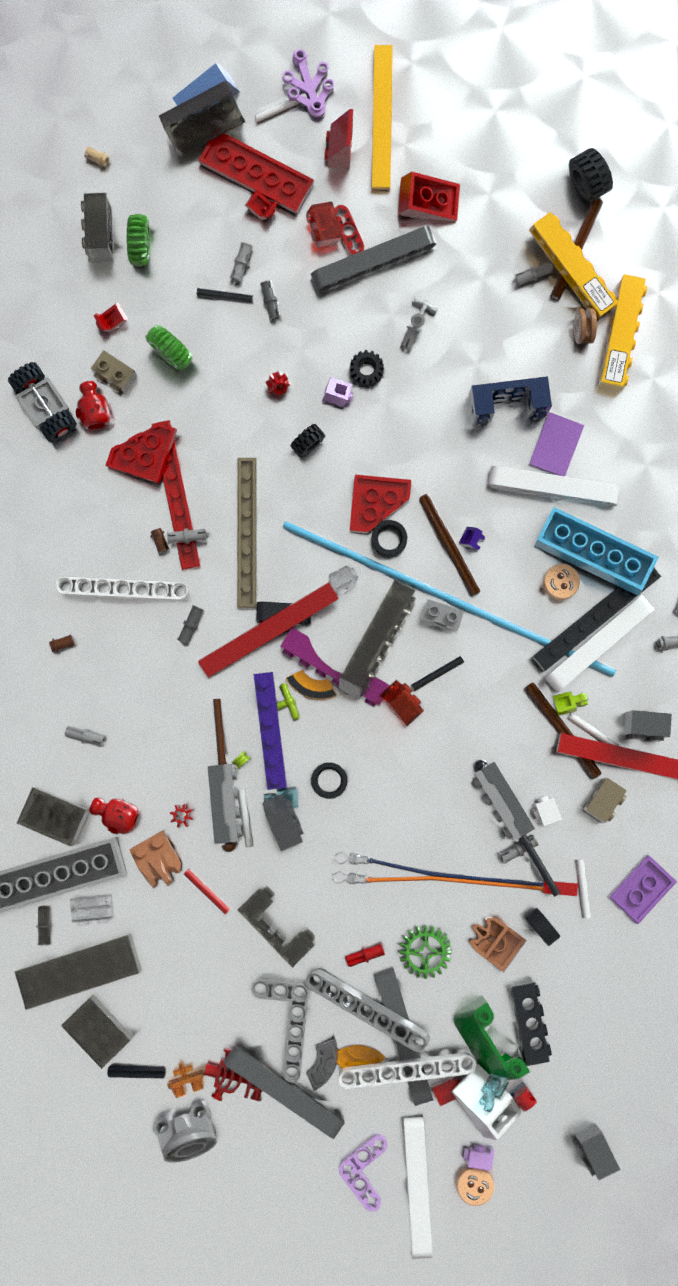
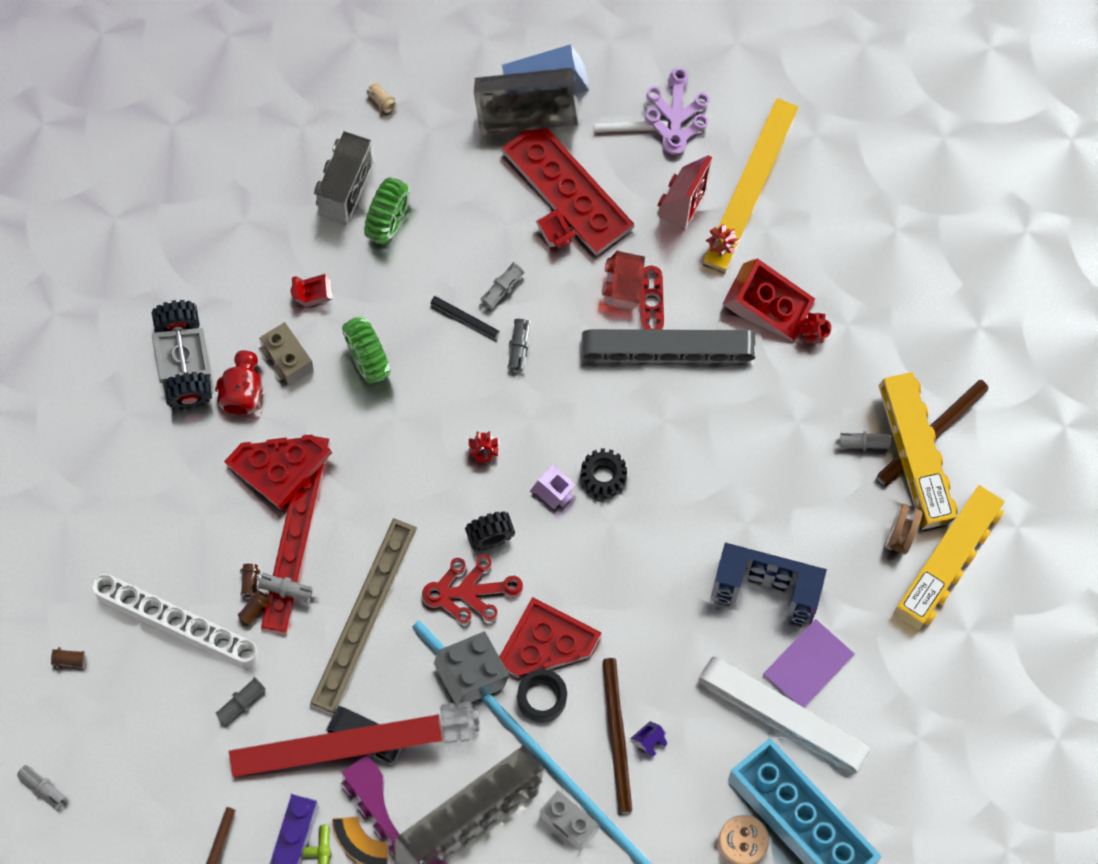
camera: 20 degrees right, 15 degrees down
(171, 557) = (253, 606): none -> reddish brown pin
(309, 487) = (468, 591): none -> red plant
(336, 541) = (471, 668): none -> dark grey brick
(383, 162) = (716, 243): none -> red gear
(417, 321) = (691, 440): light grey pin -> none
(469, 205) = (815, 327): none -> red gear
(590, 174) = (983, 348): black tyre -> none

